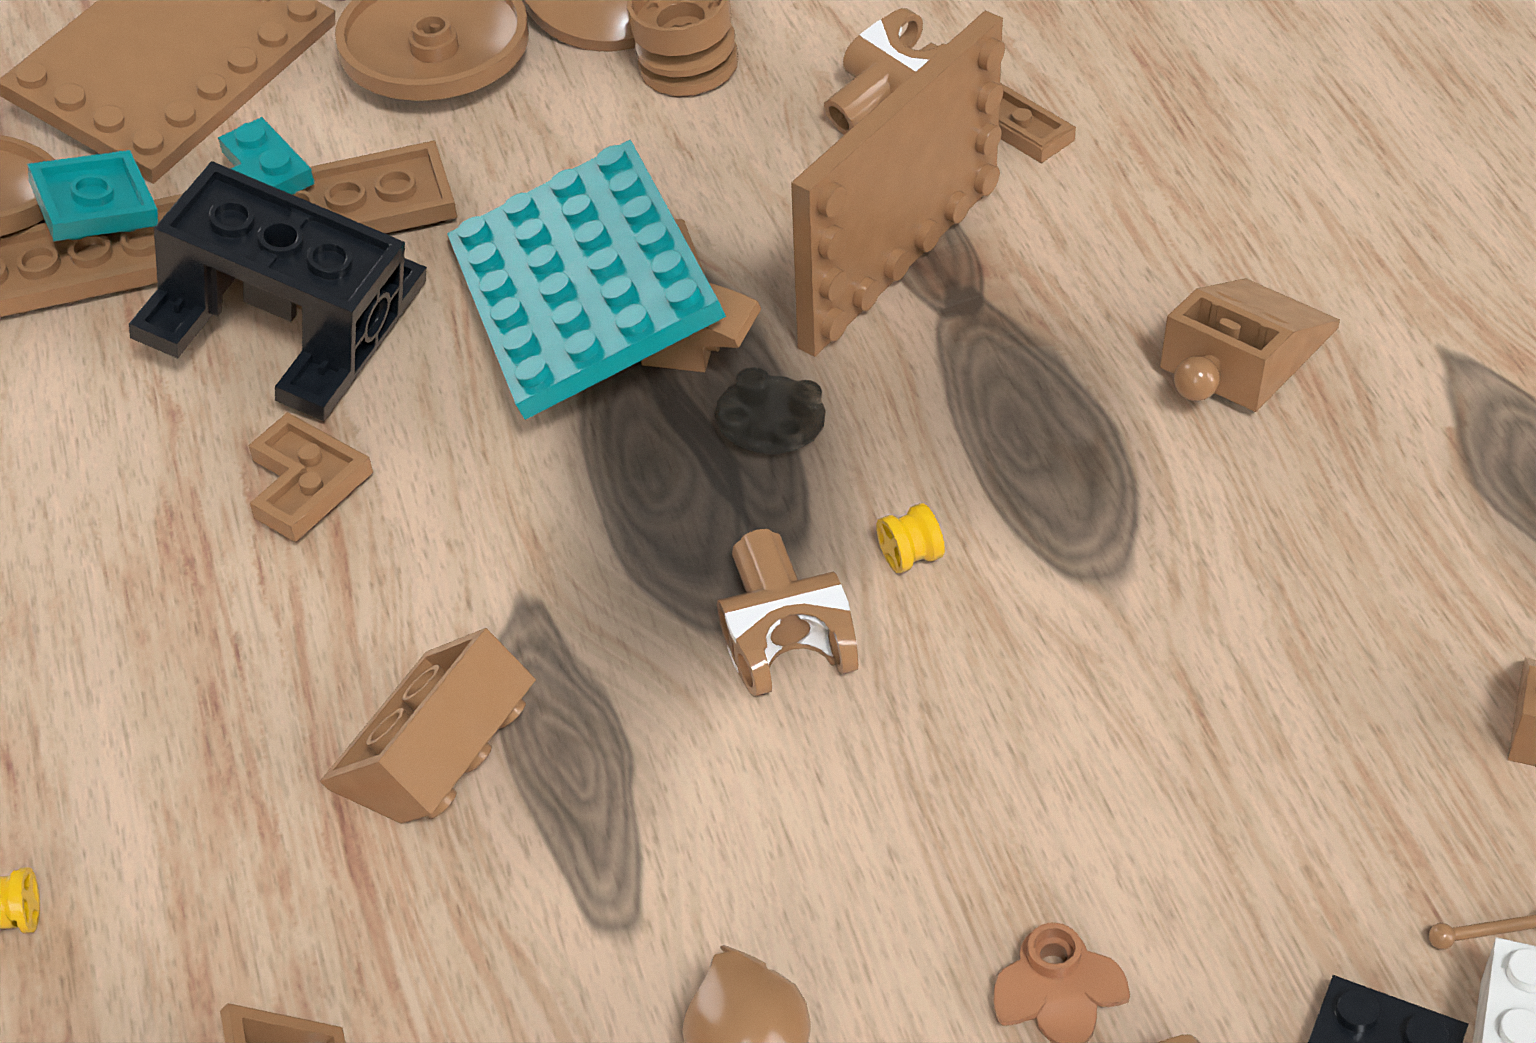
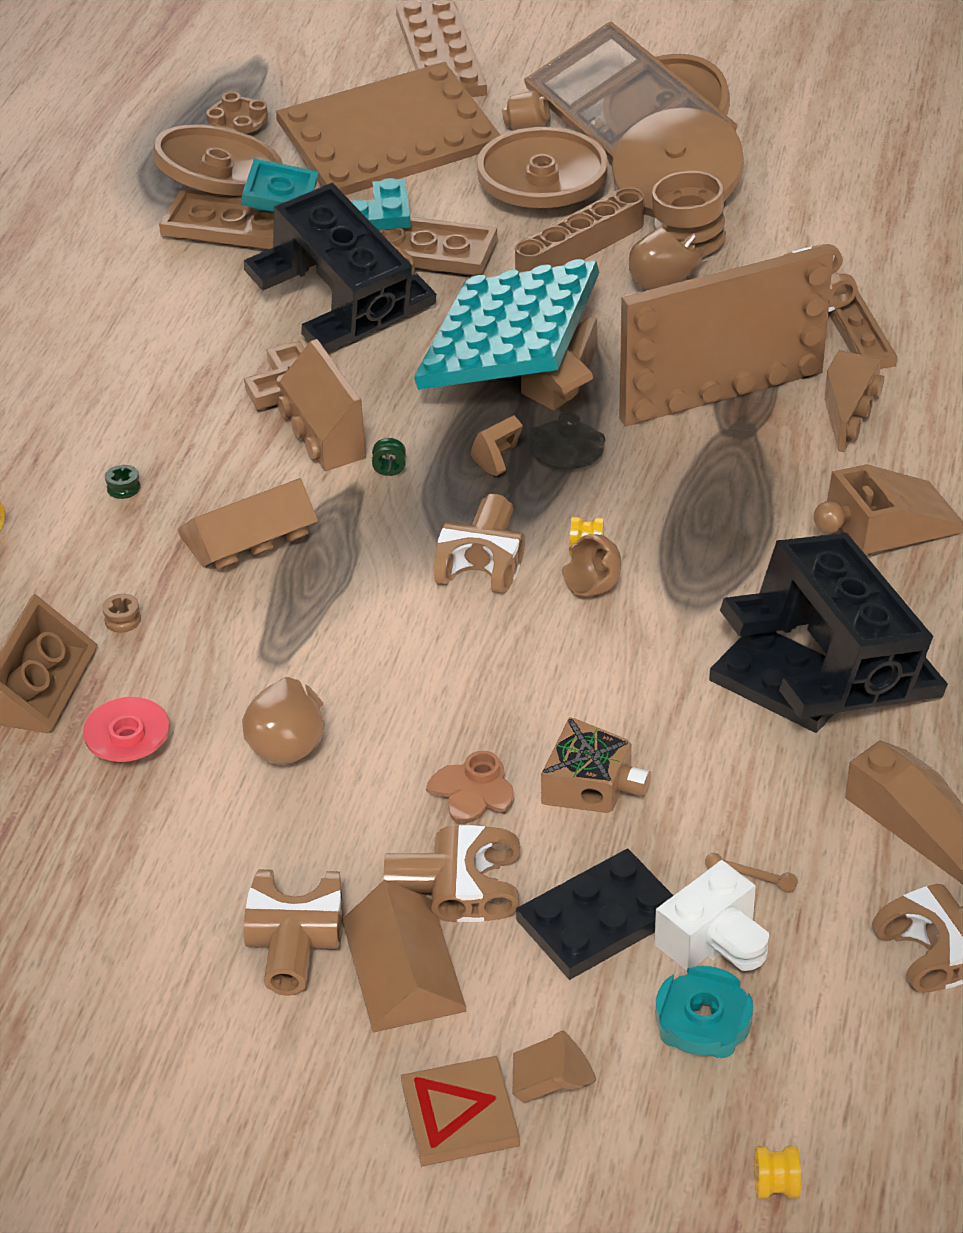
camera: 30 degrees right, 5 degrees down
(187, 755) = (122, 481): none -> dark green bush
(334, 941) = (128, 619): none -> medium nougat bush
(411, 501) = (323, 408): none -> medium nougat slope
(549, 535) = (385, 447): none -> dark green bush
(552, 110) = (583, 231): none -> medium nougat beam
(680, 470) = (495, 441): none -> medium nougat tile
(699, 106) = (663, 260): none -> medium nougat helmet
(957, 579) = (593, 566): none -> medium nougat hair
(1065, 204) = (850, 392): none -> medium nougat slope
(1195, 881) = (590, 769): none -> medium nougat torso
(1306, 625) = (757, 668): none -> black plate
(1369, 498) = (855, 616): none -> black piece

